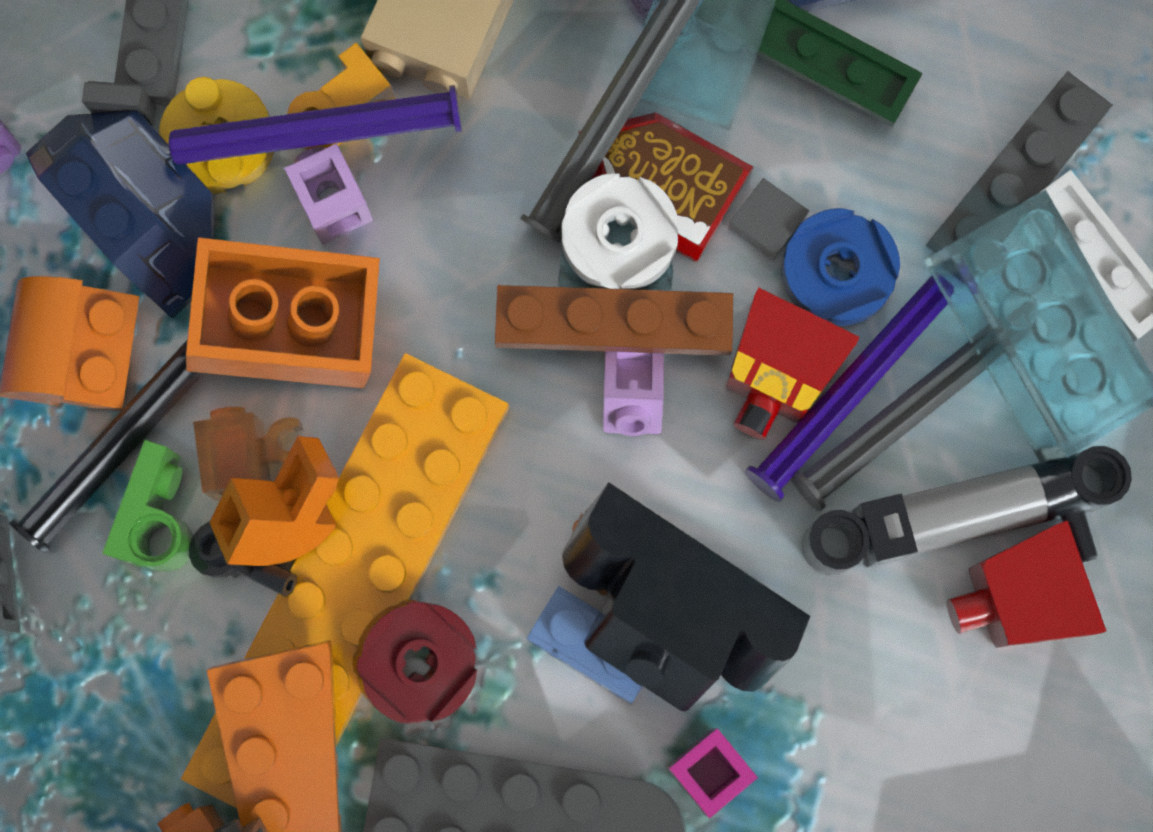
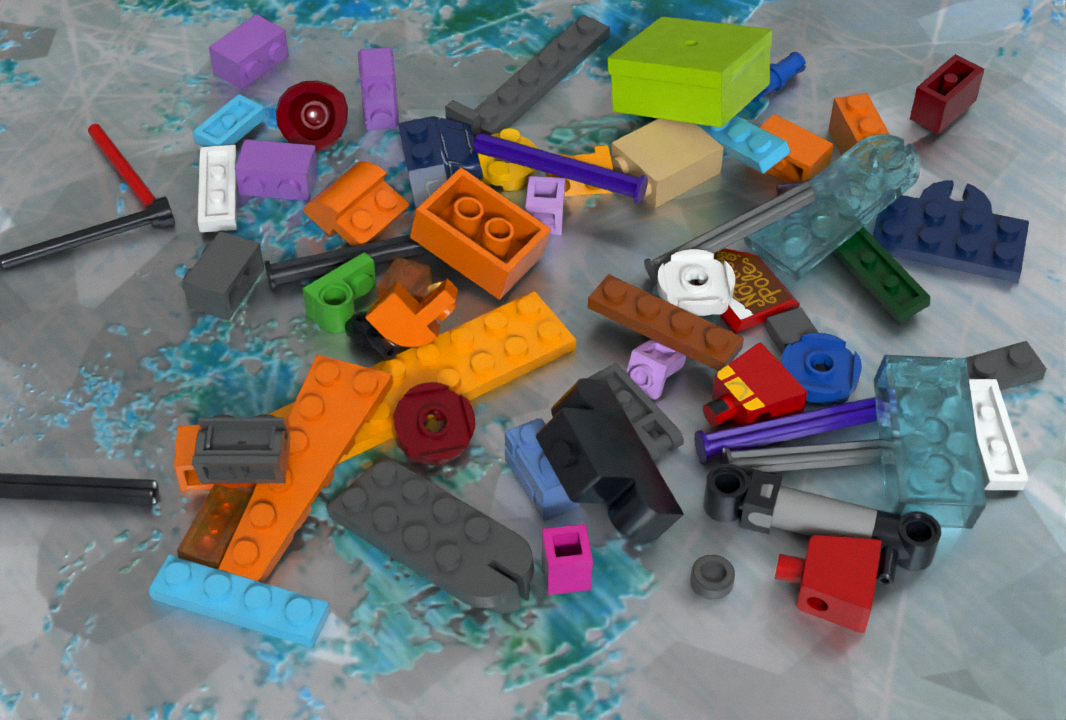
camera: 30 degrees right, 30 degrees down
(648, 477) = (641, 412): none -> dark grey plate
(880, 667) = (712, 577): none -> dark grey tile

